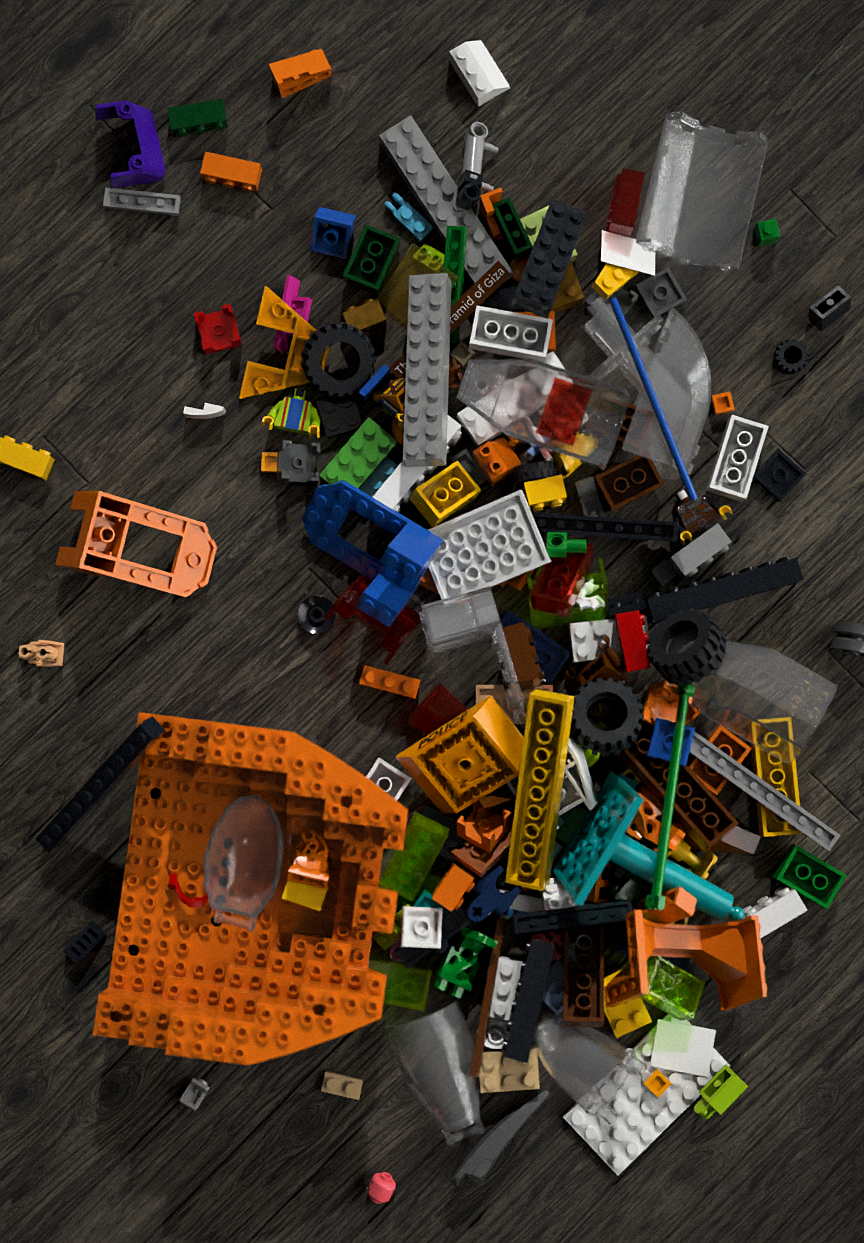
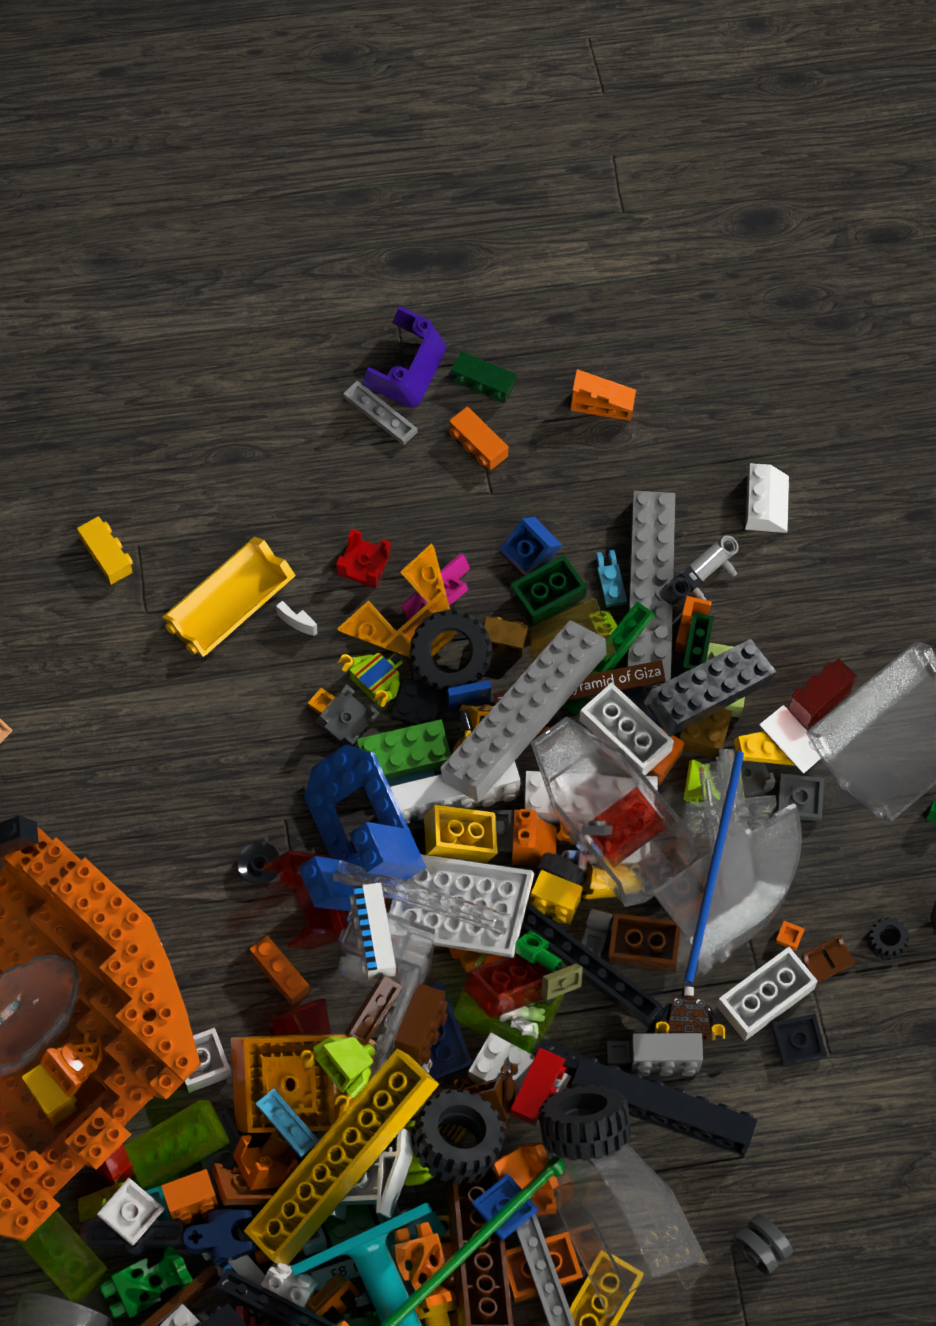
camera: 30 degrees right, 20 degrees down
(104, 536) = (122, 650): orange bracket -> none
(141, 429) = (228, 597): none -> yellow cylinder
(450, 621) = (373, 930): none -> white brick
(461, 565) = (426, 898): none -> clear plate
(483, 792) = (287, 1123): none -> medium azure plate
(490, 675) = (374, 1009): none -> reddish brown plate
(499, 728) = (345, 1063): none -> lime torso
(552, 430) = (597, 827): none -> dark grey plate
(580, 336) = (693, 787): none -> lime bracket
(596, 554) = (561, 981): none -> olive plate
(763, 393) = (837, 953): none -> reddish brown piece

